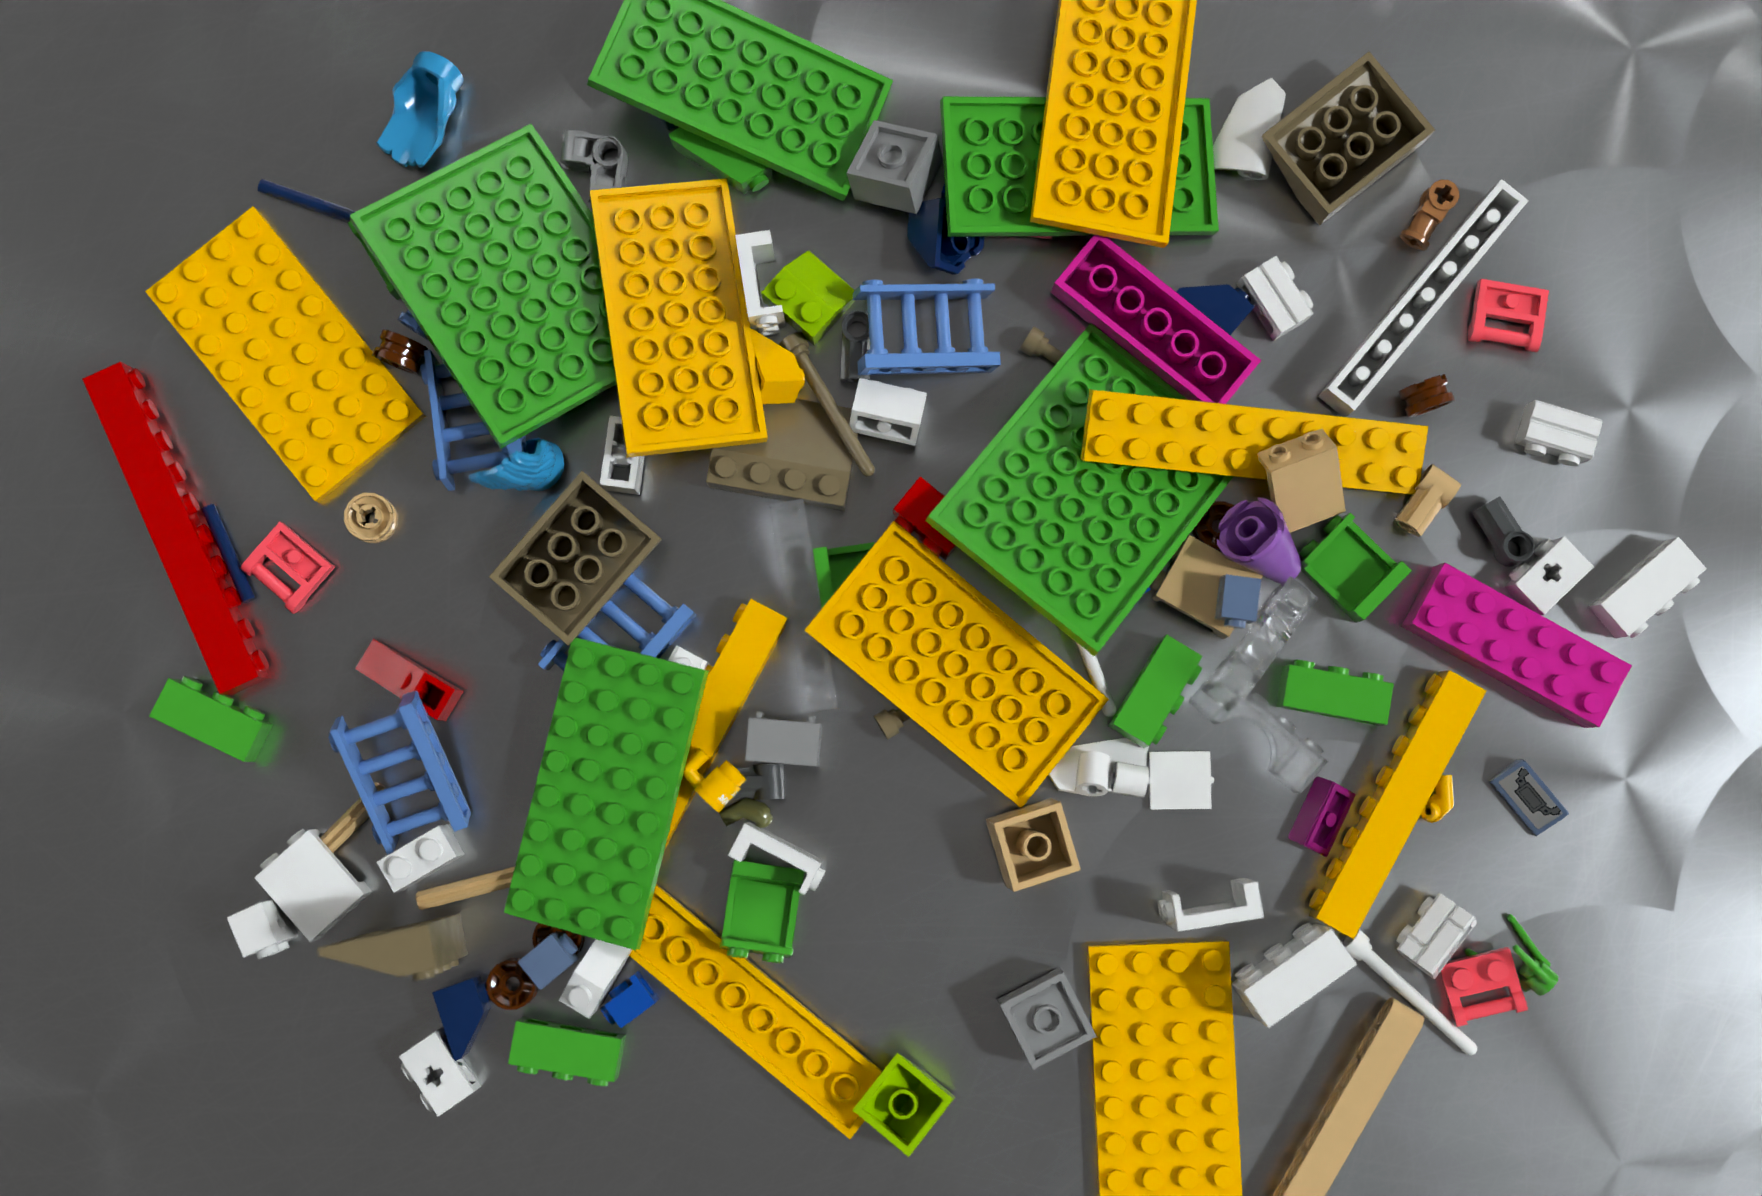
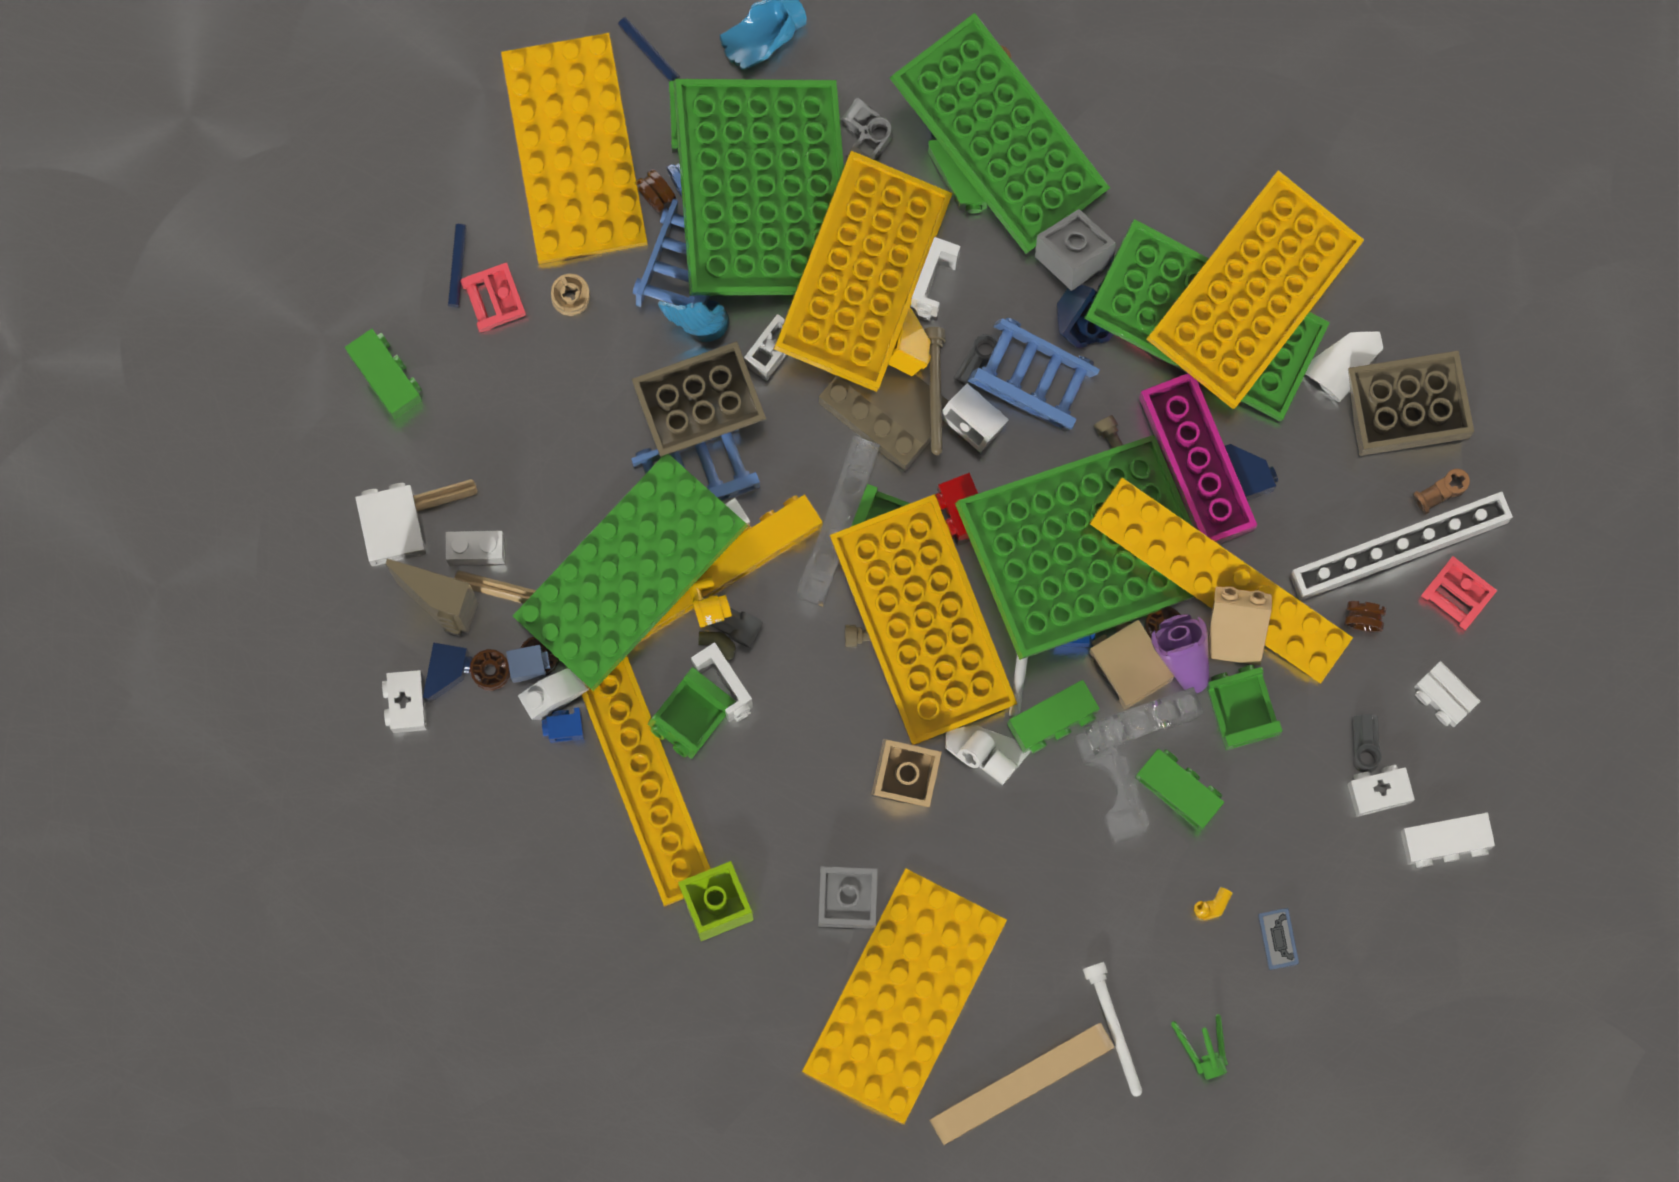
camera: 30 degrees right, 5 degrees down
(176, 528) = (432, 228): red brick -> none
(262, 929) = (342, 534): white brick -> none
(404, 676) = (535, 421): red slope -> none
(423, 747) = (518, 497): medium blue fence -> none
(566, 1051) = (501, 736): bright green brick -> none
(783, 741) = (772, 605): light grey container -> none
(809, 295) = (964, 307): lime slope -> none
(1180, 780) = (1036, 790): white piece -> none
(1237, 600) = (1144, 681): sand blue brick -> none
(1244, 907) = (1005, 890): white panel -> none
(1276, 297) = (1296, 489): white brick -> none
(1292, 973) = (1037, 960): white brick -> none
(1321, 816) = (1123, 871): magenta slope -> none
(1396, 803) = (1180, 889): yellow brick -> none
(1431, 494) = (1331, 687): tan piece -> none
(1435, 934) = (1155, 995): white brick -> none
(1481, 974) = (1172, 1042): coral plate -> none
(1516, 646) = (1328, 826): dark pink brick -> none

